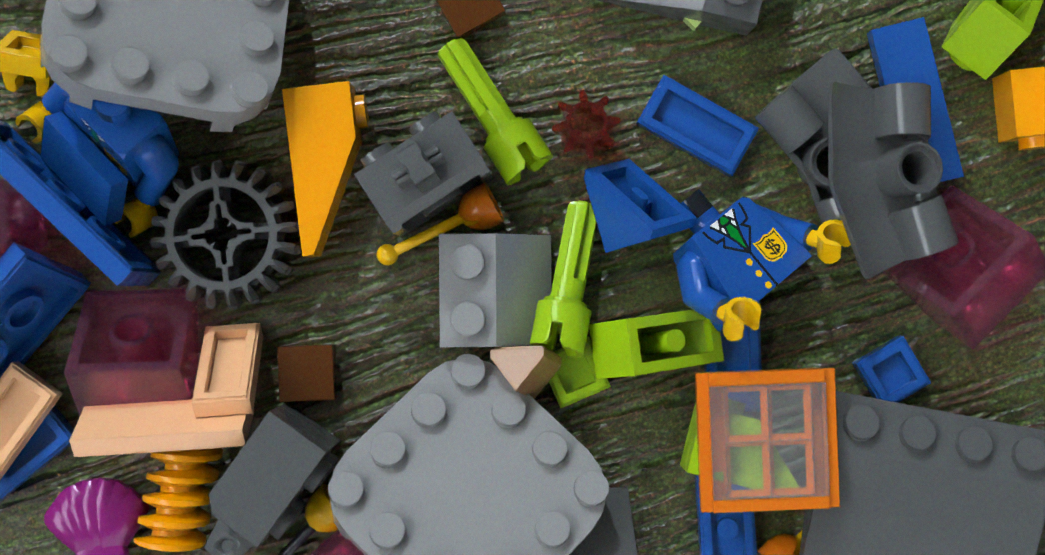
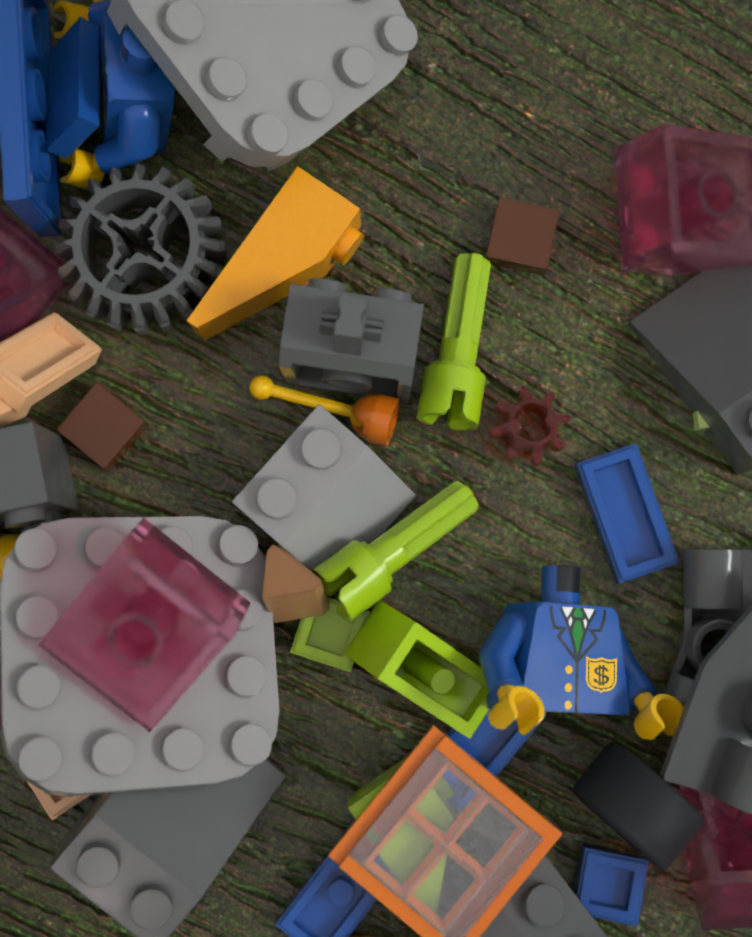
camera: 45 degrees right, 5 degrees down
(461, 472) = (146, 625): none -> clear pink slope
(632, 206) = (508, 531): blue slope -> none
(866, 307) = (638, 805): none -> black tyre

